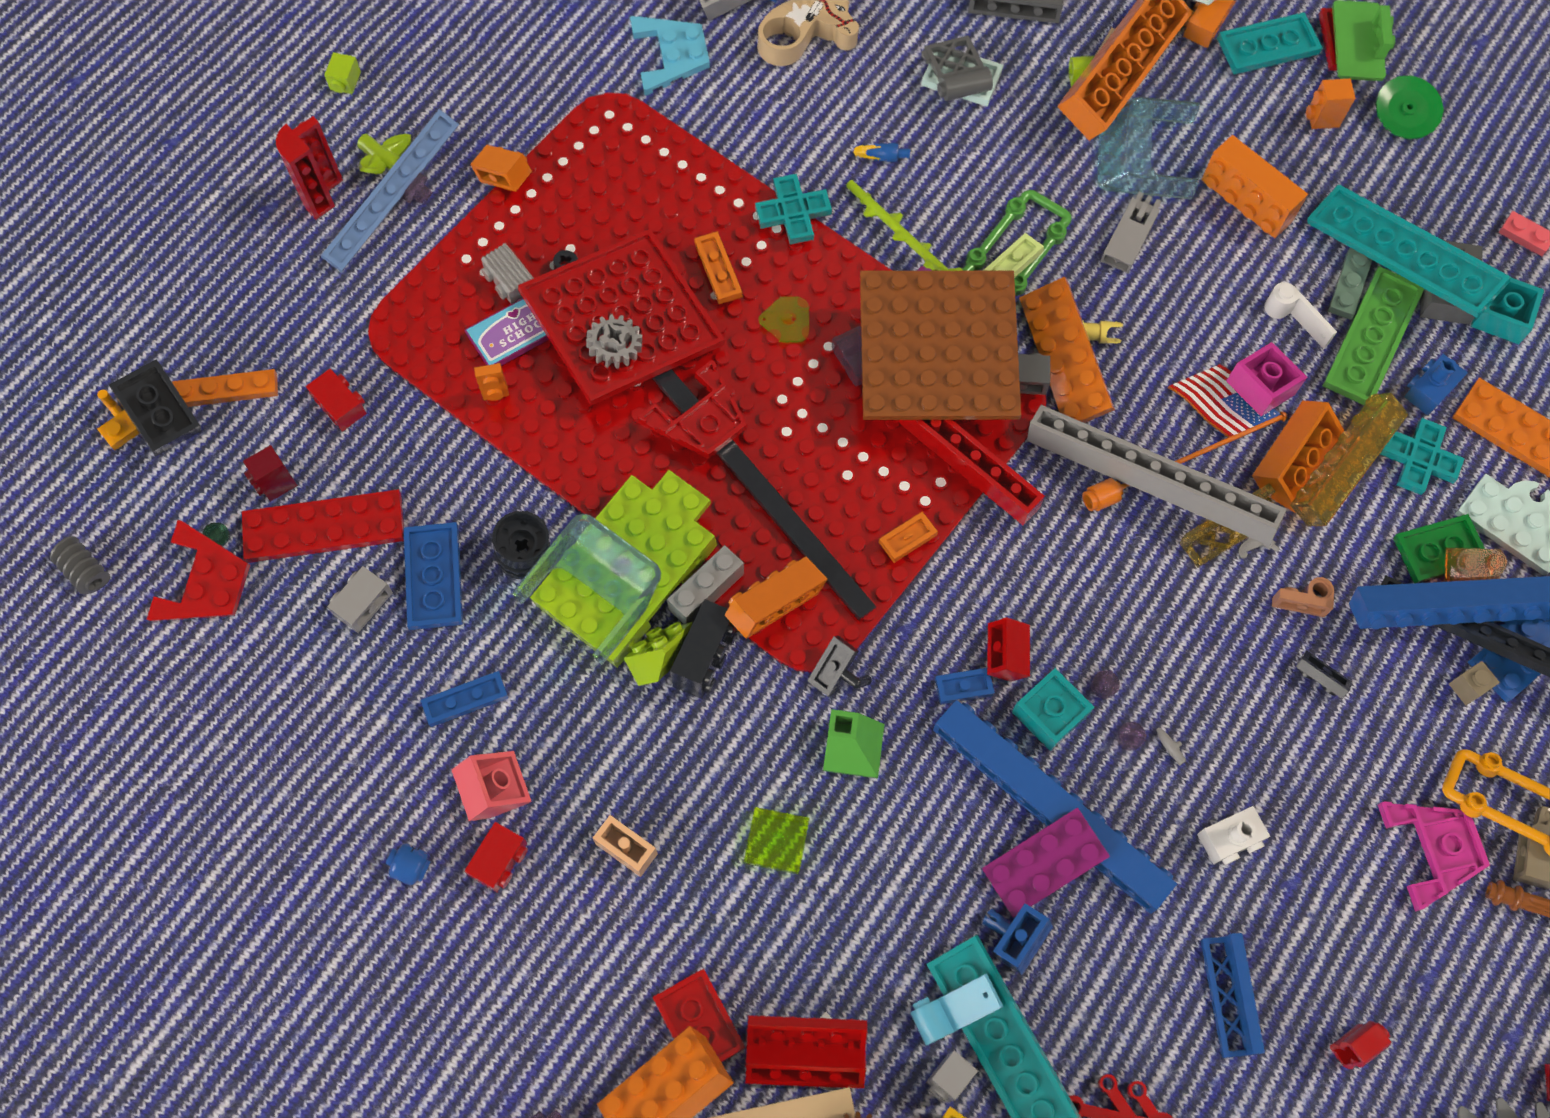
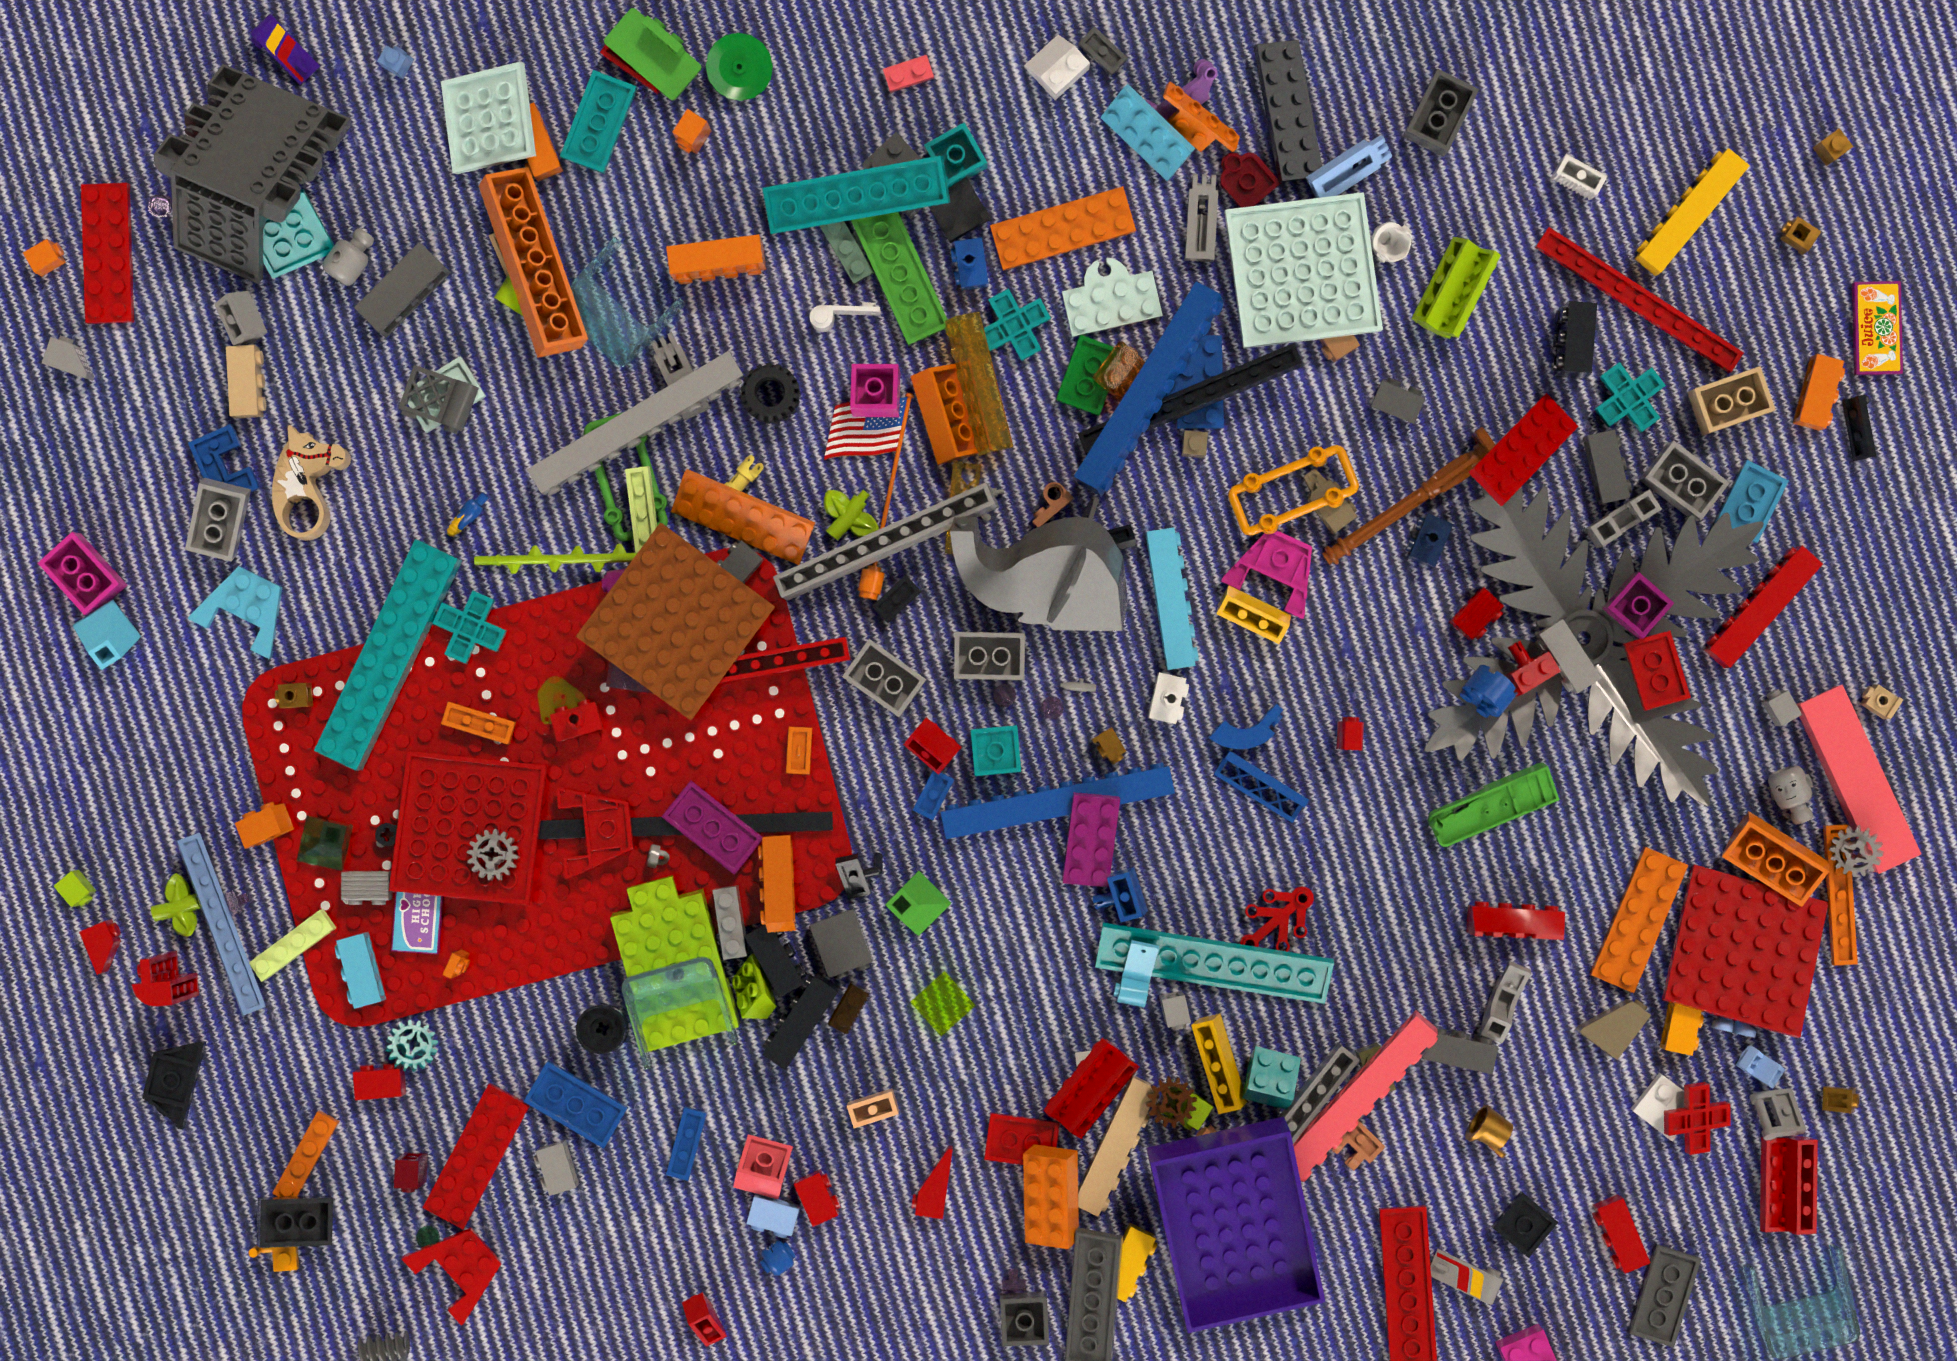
camera: 50 degrees left, 20 degrees up
(224, 243) = (173, 1080): none -> black wing
(296, 837) = (703, 1319): none -> red slope
(309, 107) = (101, 944): none -> red slope
(396, 396) = (402, 1043): none -> gear
(412, 255) = (292, 945): none -> yellowish green plate
(429, 316) = (360, 970): none -> medium azure brick
(449, 829) = (773, 1215): none -> light blue brick
(522, 220) = (324, 842): none -> slope
(582, 970) = (933, 1190): none -> red slope
(630, 120) = (294, 695): none -> pearl gold brick
(660, 714) = (800, 1022): none -> black brick
(706, 753) = (849, 1007): none -> dark brown brick
(714, 481) = (653, 855): none -> light grey tile
(719, 163) = (388, 655): none -> teal brick
(761, 703) = (841, 943): none -> dark grey brick
(779, 512) = (712, 827): none -> magenta tile
(782, 338) = (576, 721): none -> red brick
(1033, 563) = (884, 678): none -> light grey brick
(1071, 216) = (636, 423): none -> light grey brick
(1108, 527) = (896, 599): none -> black plate
(1131, 640) = (989, 656): none -> light grey brick
(1142, 429) = (848, 514): none -> lime plant
(1145, 813) = (1109, 746): none -> pearl gold brick
(1192, 287) = (756, 379): none -> black tyre
(1262, 639) = (1055, 575): none -> animal
(1265, 943) = (1235, 738): none -> blue arch
(1323, 768) = (1170, 598): none -> medium azure brick
(1382, 856) = (1253, 614): none -> yellow brick
(1468, 342) = (963, 212): none -> black brick

